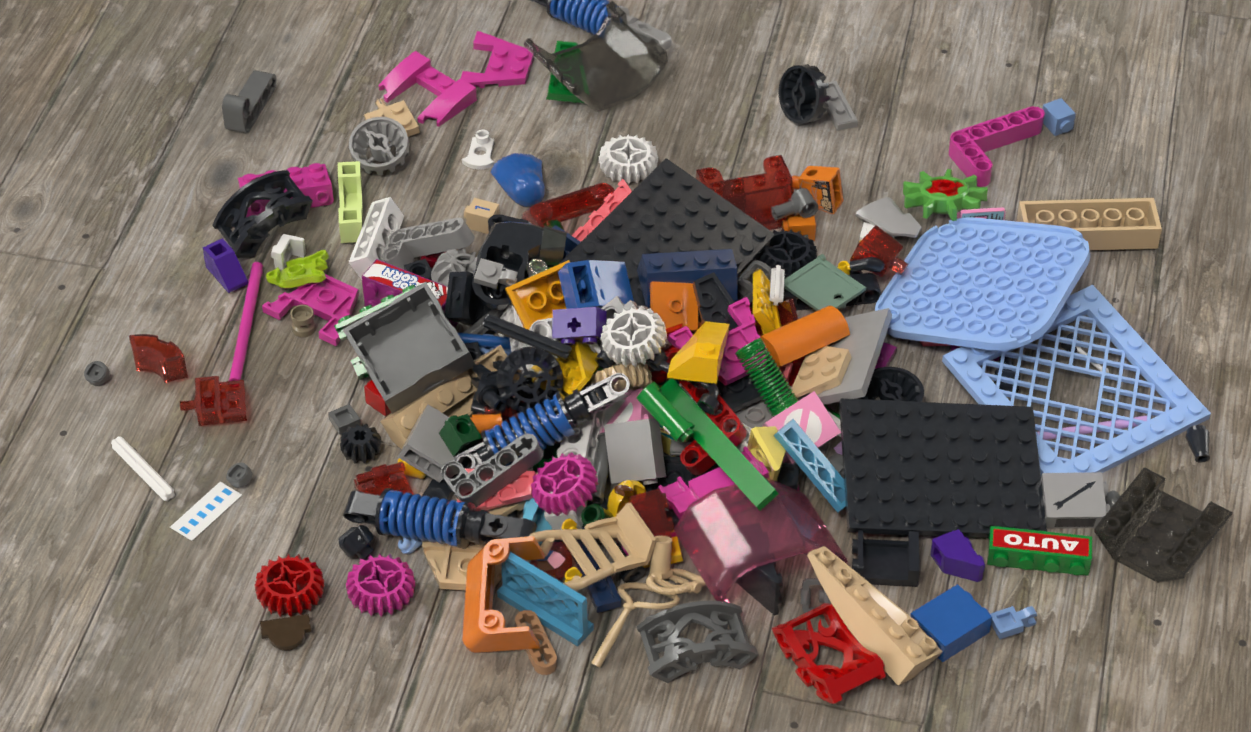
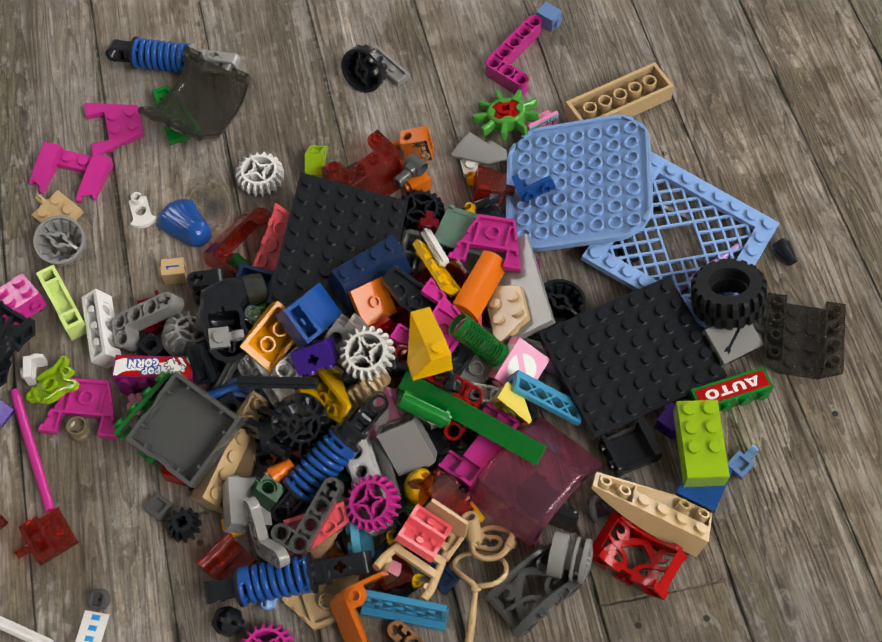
camera: 25 degrees left, 15 degrees up
(431, 481) = (264, 546): none -> light grey beam
(603, 532) = (424, 533): none -> coral slope
(698, 160) = (315, 159): none -> lime arch
(747, 614) = (569, 557): none -> light grey wheel
(785, 260) = (428, 222): none -> dark red tile
(850, 296) = (493, 235): none -> dark pink wing
(927, 271) = (530, 191): none -> blue bracket
(964, 573) = (701, 443): none -> lime brick
(1089, 445) = (728, 310): none -> black tyre

